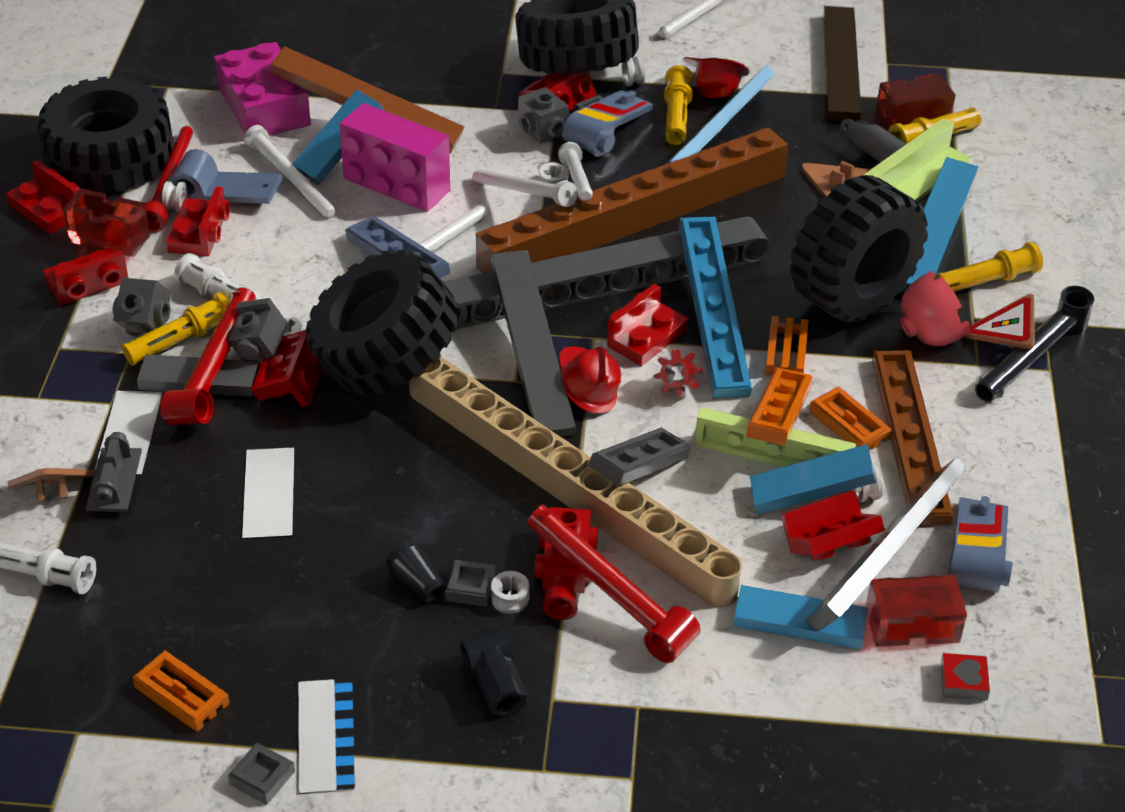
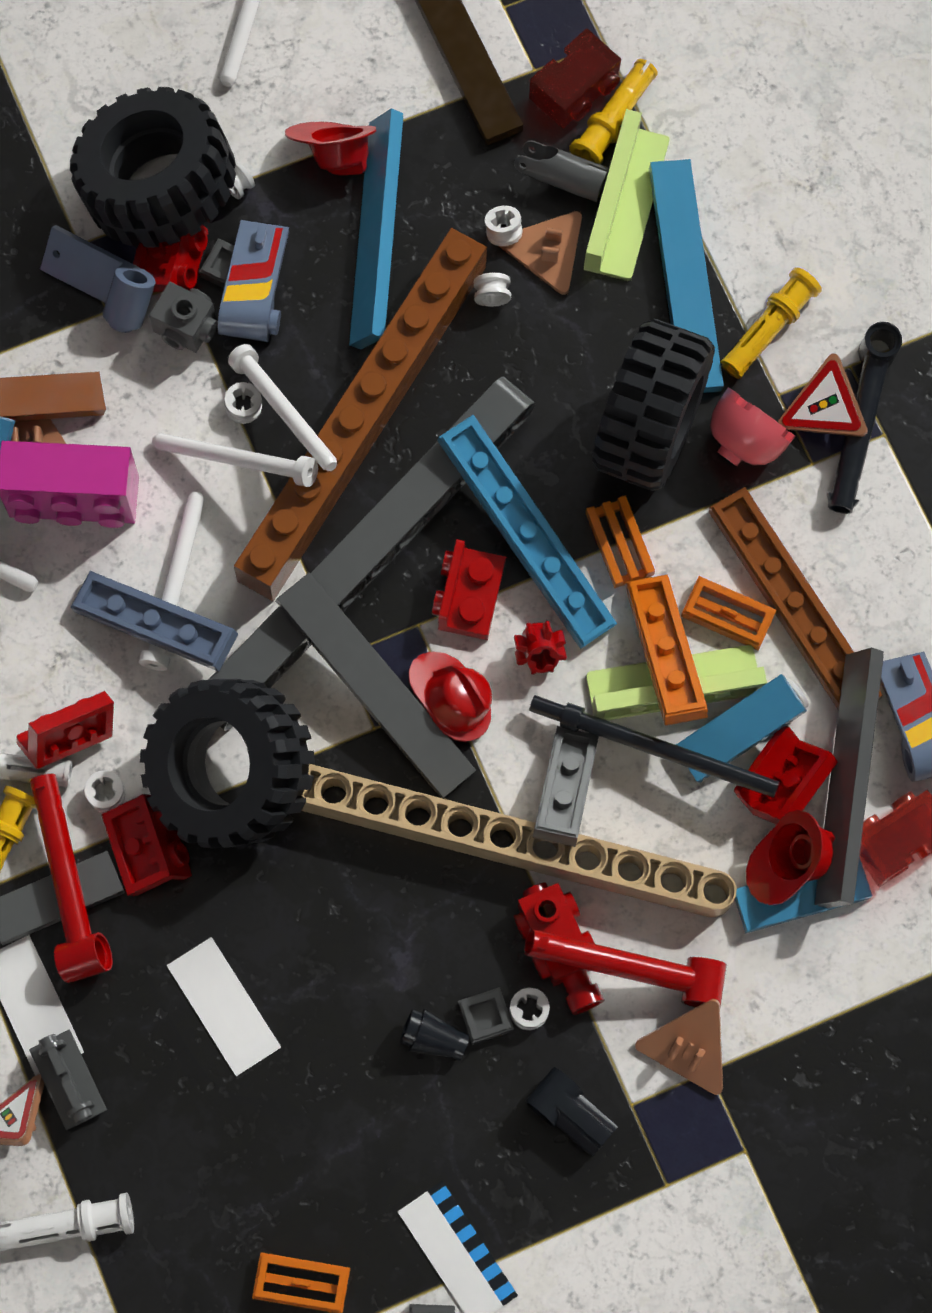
camera: 30 degrees left, 30 degrees up
(257, 329) = (90, 824): dark grey brick -> none
(285, 274) = (68, 730): none -> red bracket
(500, 80) = (102, 275): none -> sand blue door
(631, 672) = (690, 1046): none -> nougat piece
(677, 96) = (308, 197): yellow pin -> none
(679, 424) = (574, 718): none -> black bar
(784, 173) = (492, 289): none -> white bush
(807, 570) = (788, 858): none -> red piece
(811, 154) = (507, 235): none -> white bush

